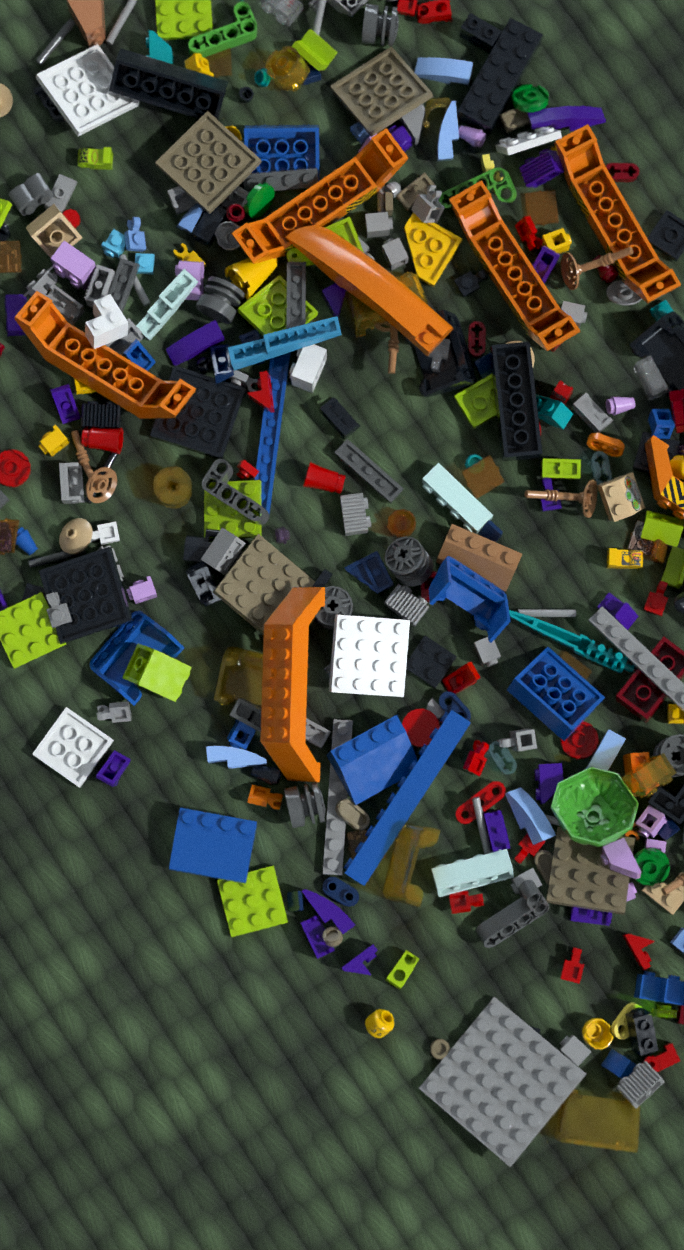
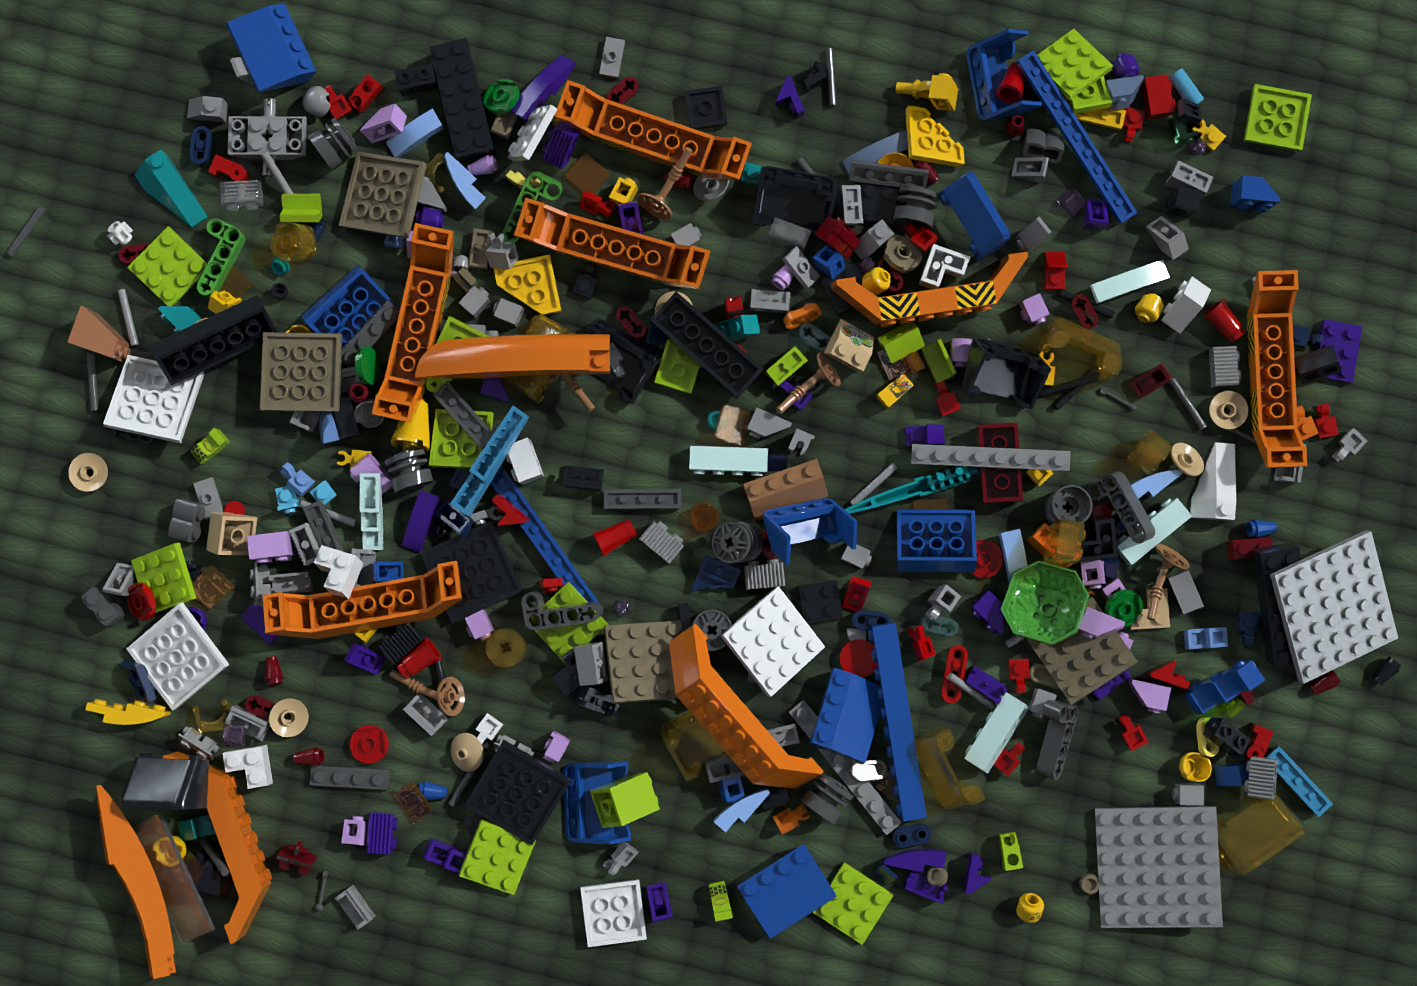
camera: 40 degrees left, 5 degrees up
(53, 442) = (382, 695): yellow brick -> none
(59, 612) = (509, 824): light grey plate -> none
(158, 809) = (720, 901): none -> lime leg
(168, 454) = (479, 625): none -> lavender brick
(428, 44) = (385, 124): none -> lavender slope
(508, 498) = (766, 424): none -> light grey slope
(522, 529) = (801, 439): none -> light grey hinge
(529, 816) = (1000, 651): light blue slope -> none
(612, 950) = (1151, 695): none -> lavender slope
(636, 141) = (612, 57): none -> light grey plate
(636, 409) = (801, 267): none -> light grey plate
(666, 1118) = (1299, 782): none -> dark azure plate

